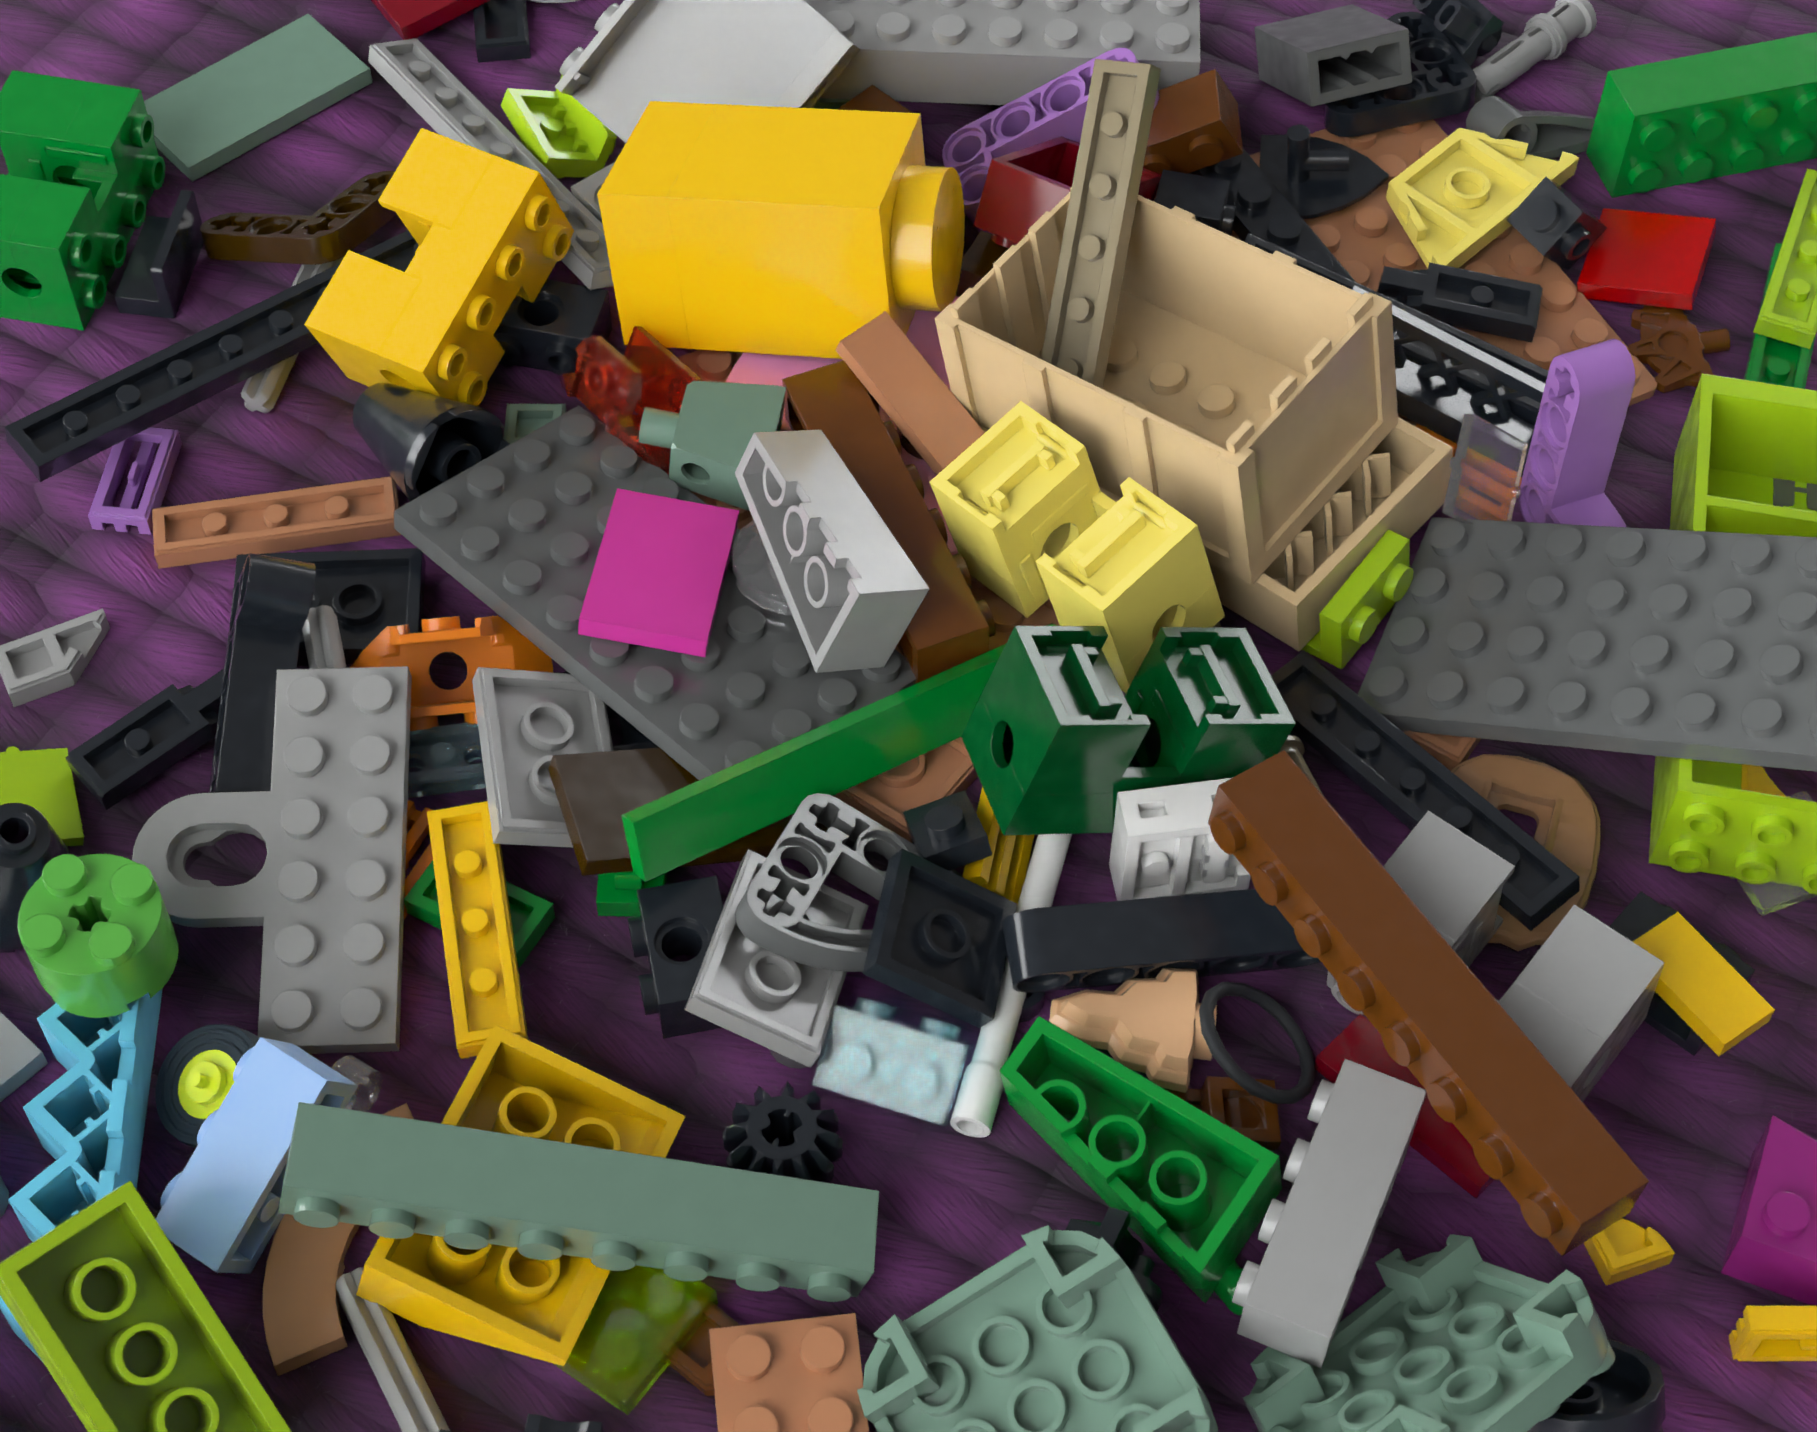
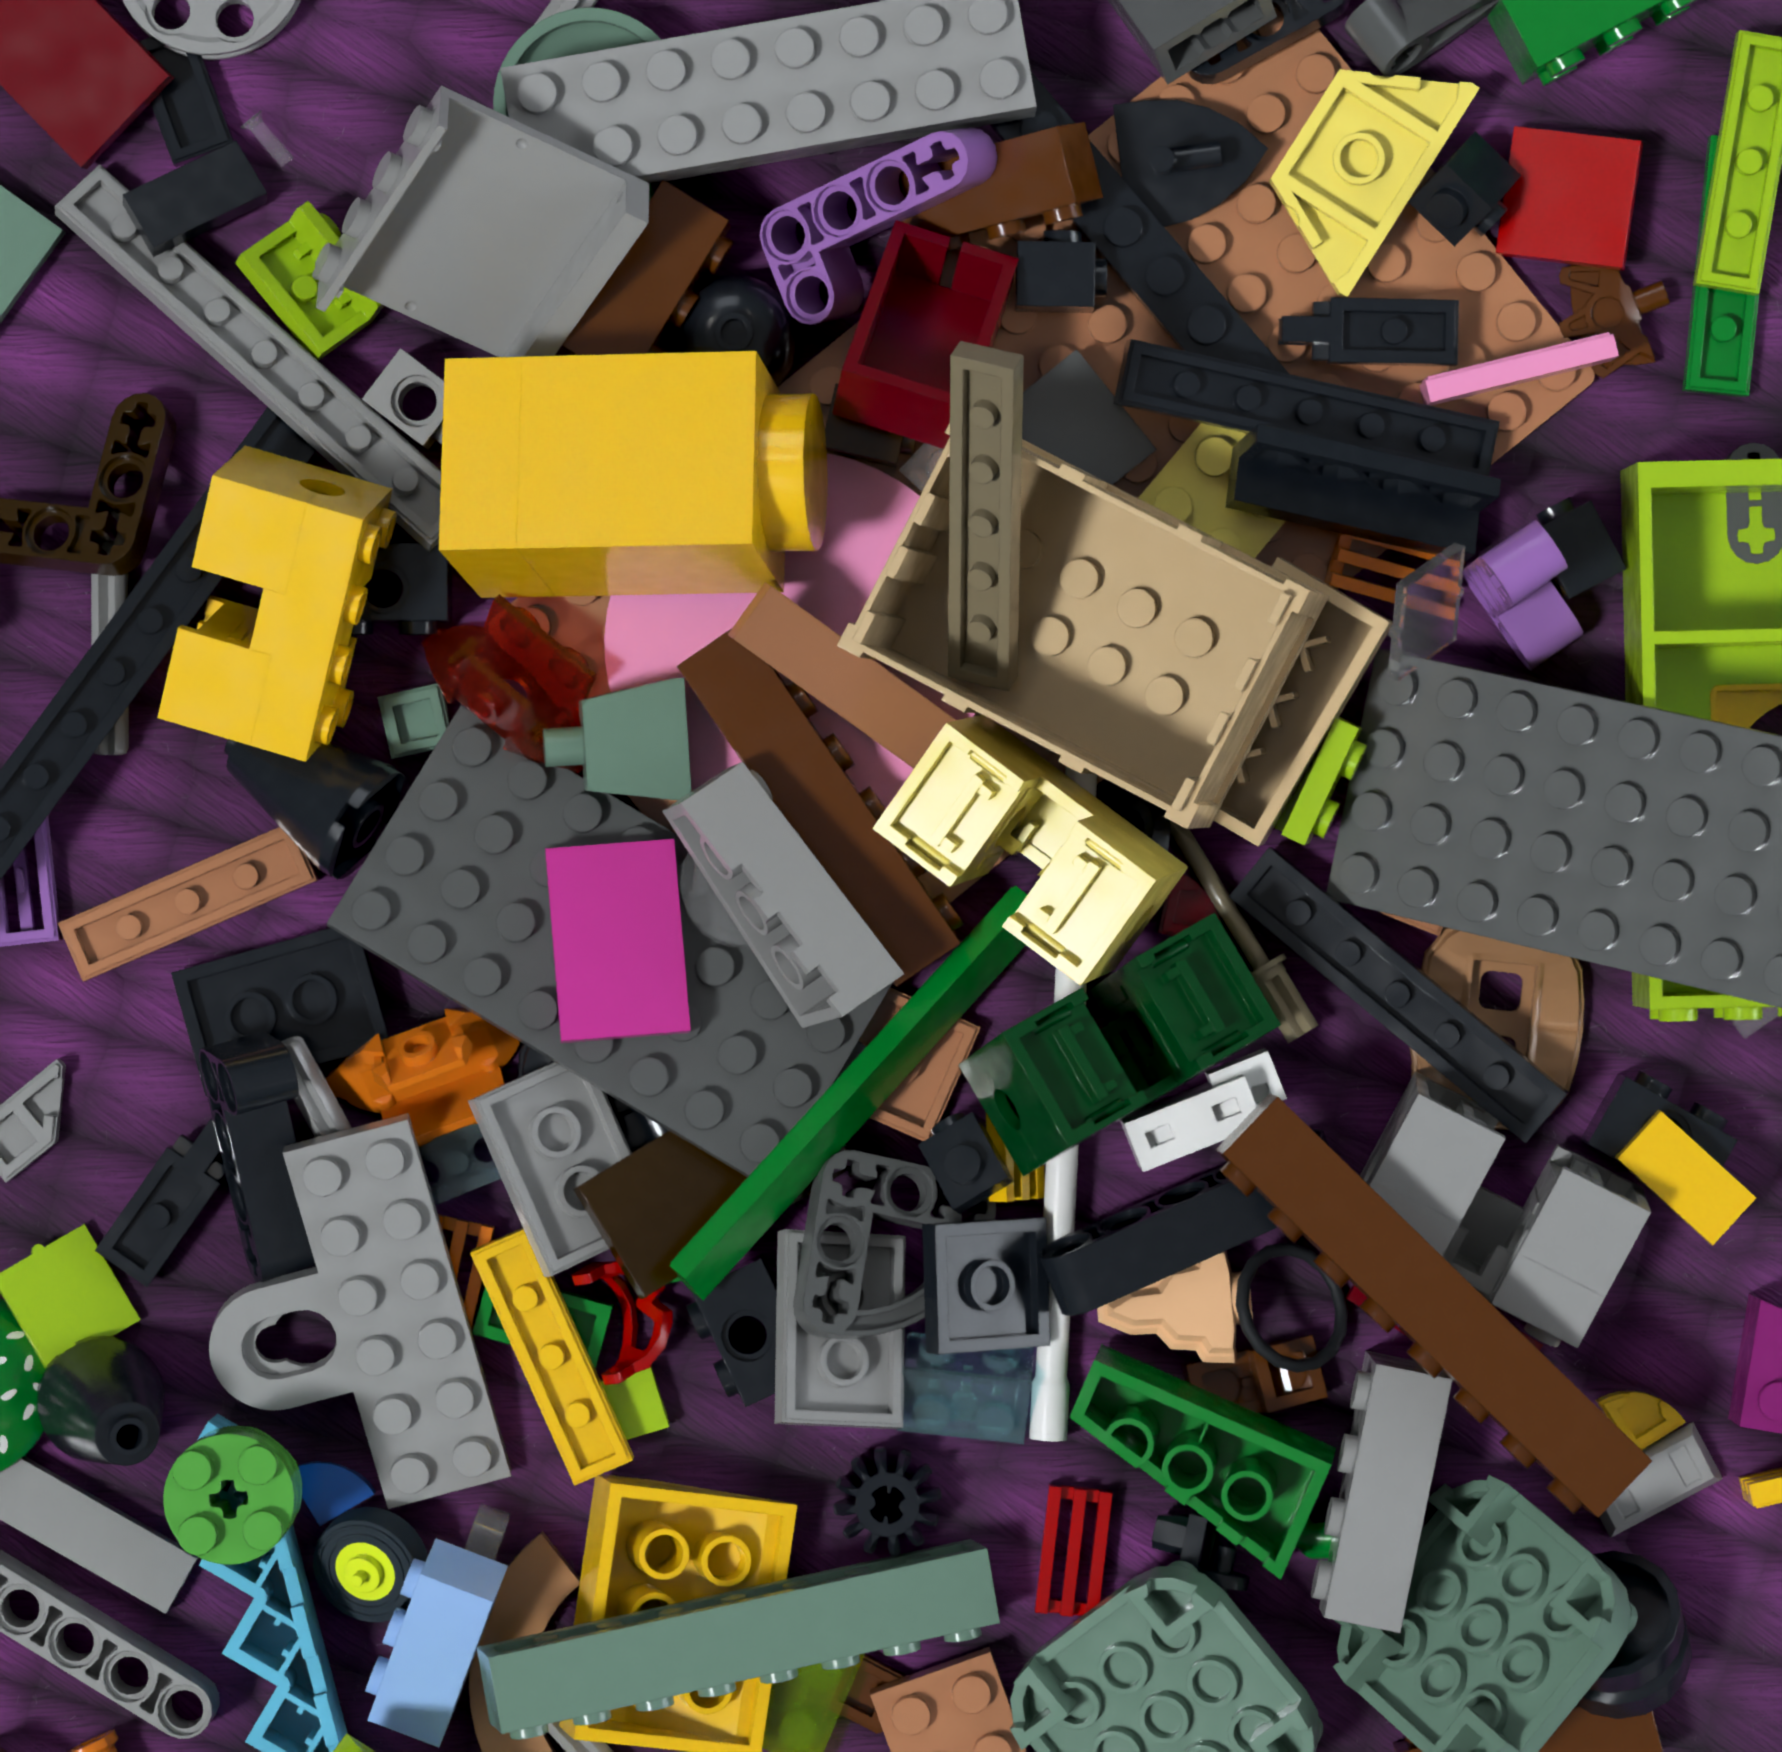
camera: 10 degrees left, 35 degrees up
(201, 1008) = (332, 1489): none -> blue tile
(484, 63) = (194, 198): none -> black tile
(549, 1007) = (638, 1404): none -> lime tile
(550, 39) = (268, 139): none -> clear piece
(556, 864) = (630, 1358): none -> red helmet
(989, 1196) = (1067, 1605): none -> red tile
(1640, 486) = (1583, 544): none -> black brick
(1649, 1307) = (1677, 1470): none -> light grey tile
(1650, 339) = (1518, 369): none -> bright pink tile

